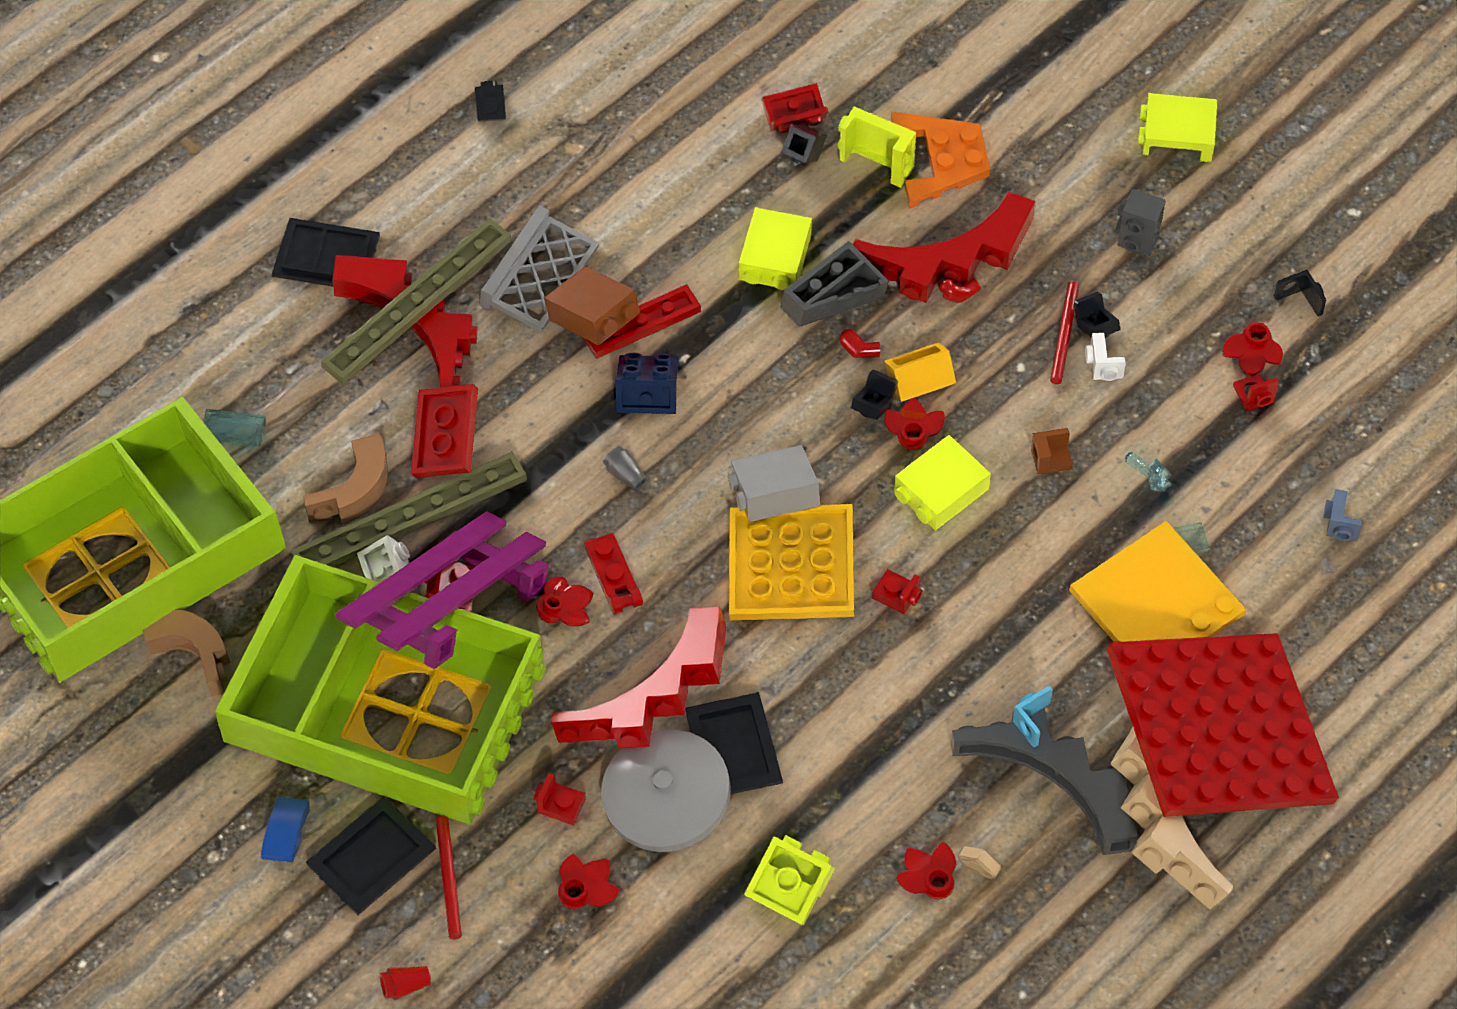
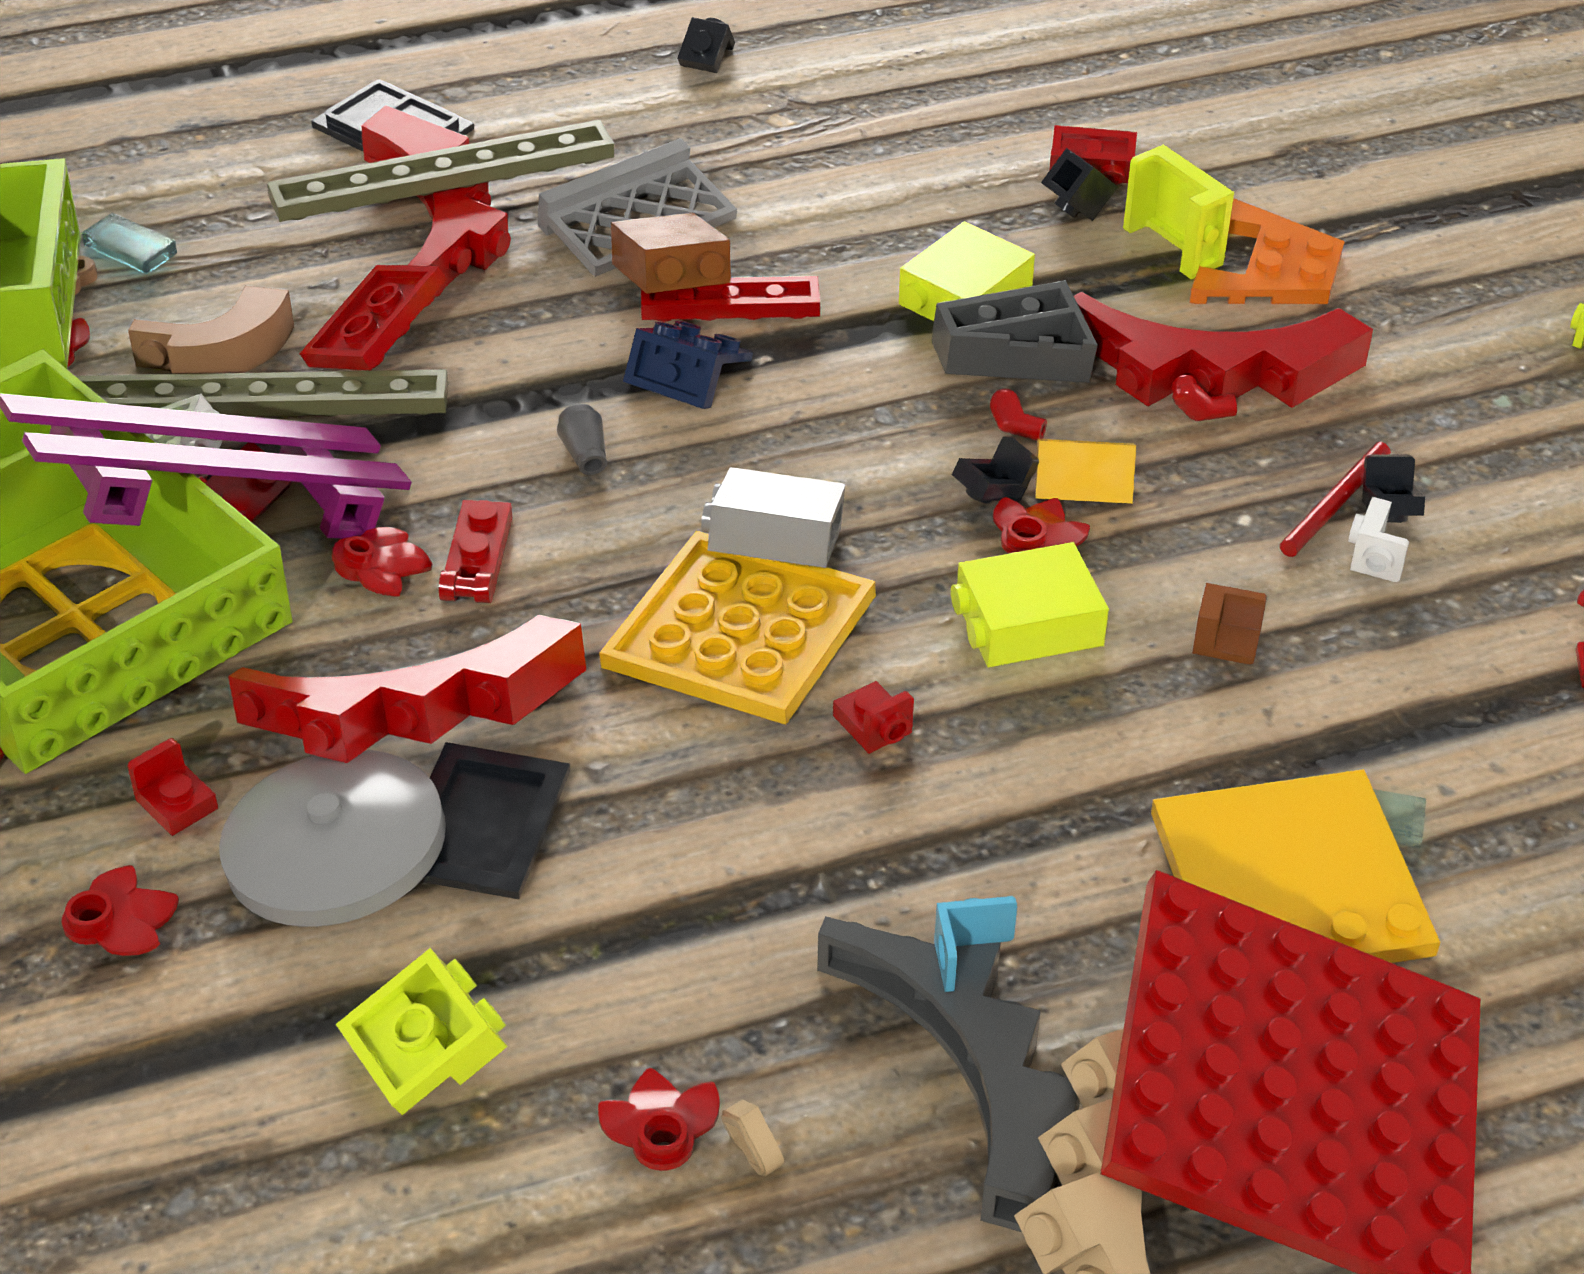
camera: 25 degrees right, 15 degrees down
(1140, 222) = (1523, 397): dark grey brick -> none
(1154, 471) = (1379, 698): clear light blue bar -> none

